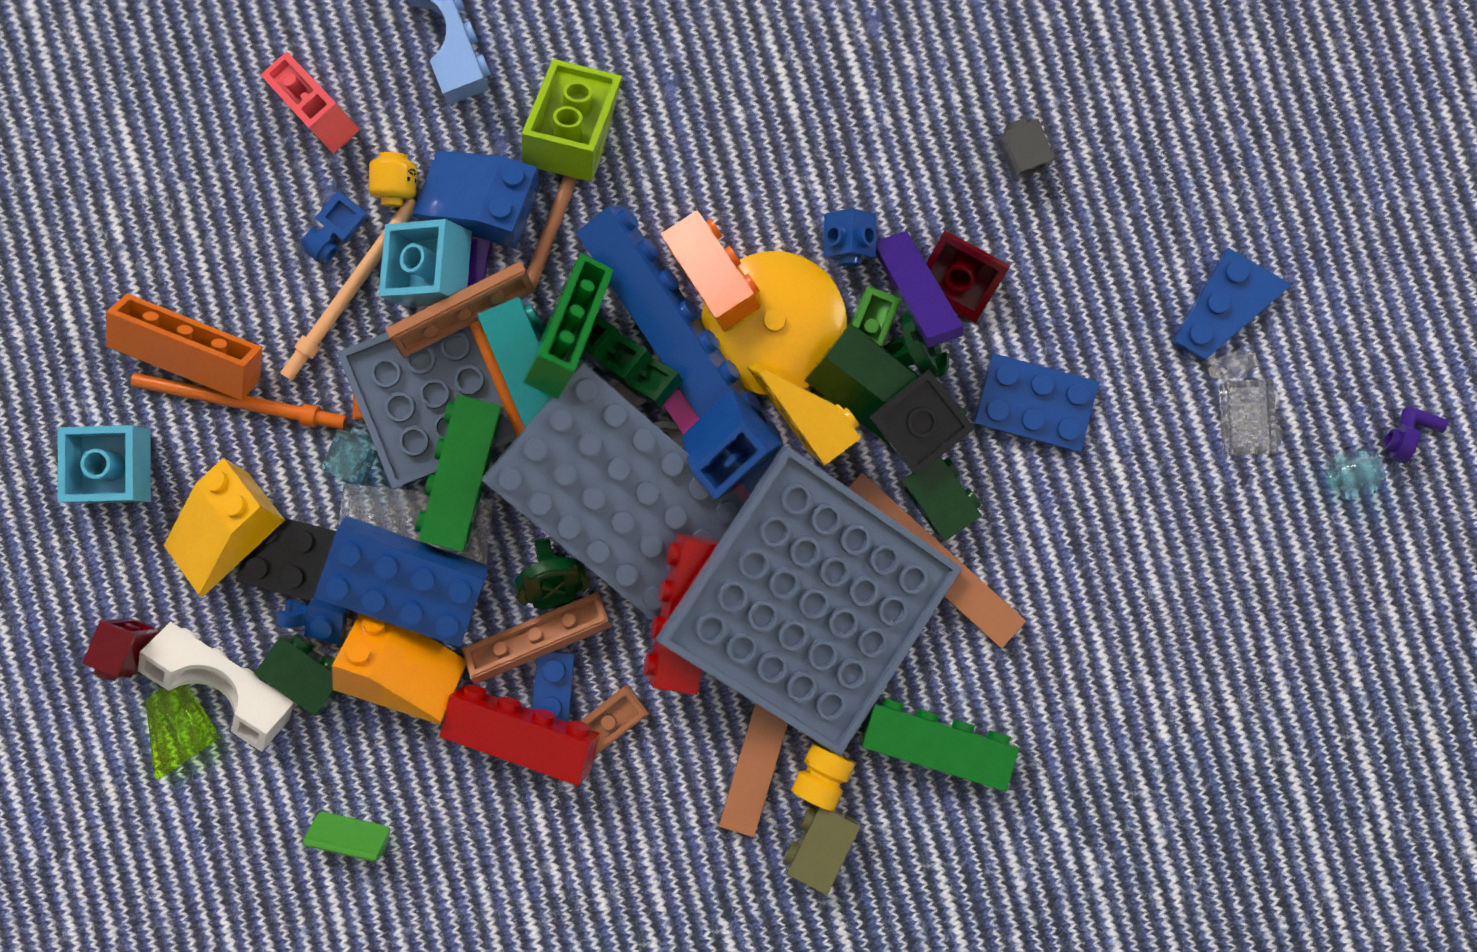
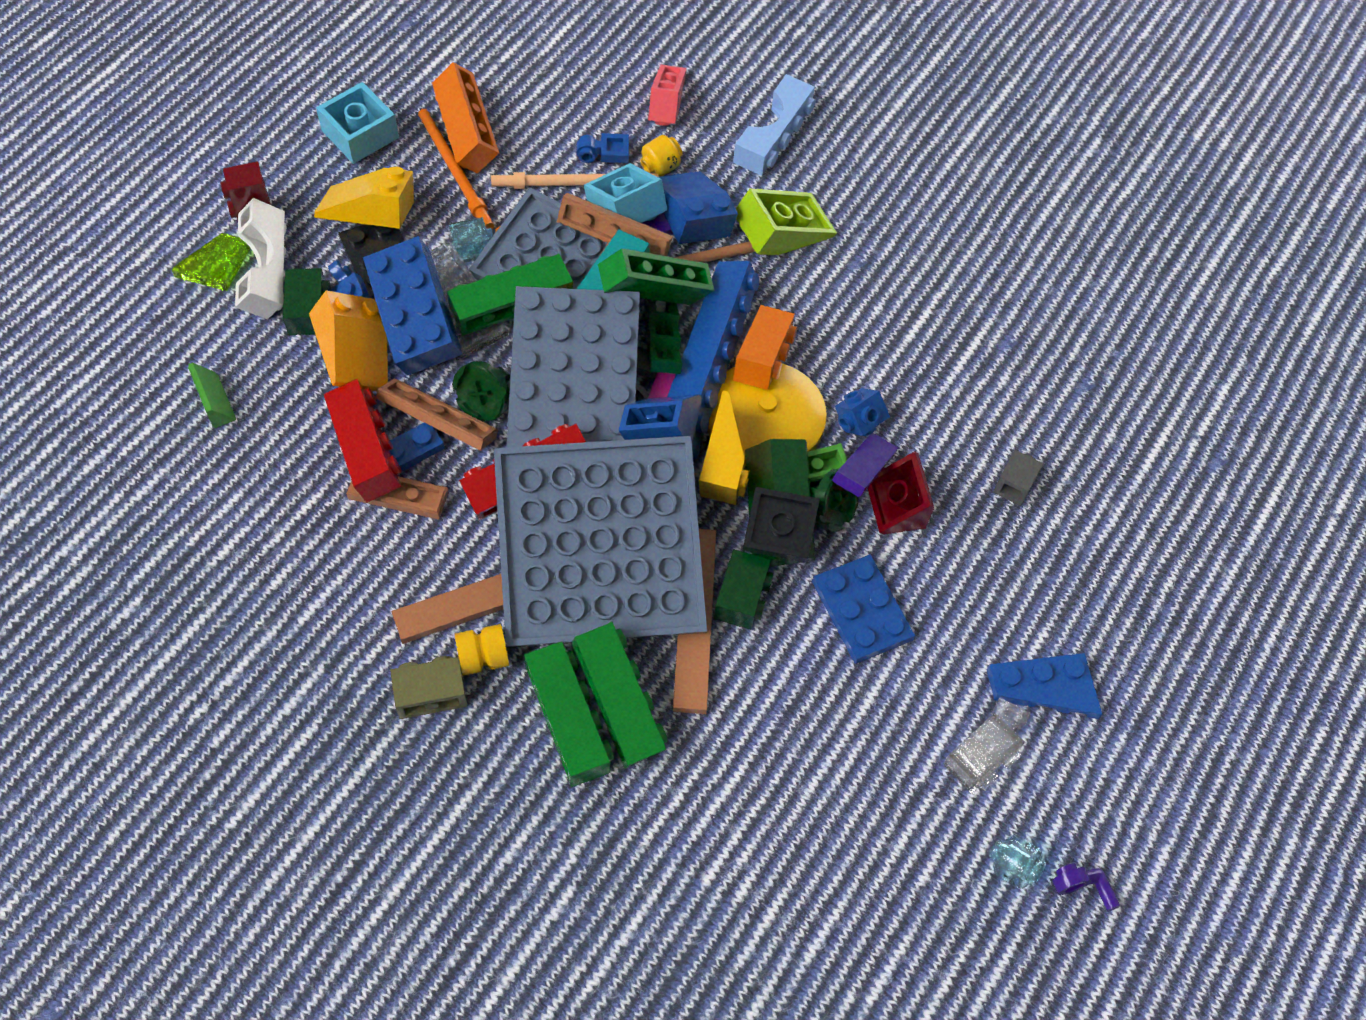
camera: 45 degrees right, 25 degrees down
(964, 693) = (619, 694): none -> green brick

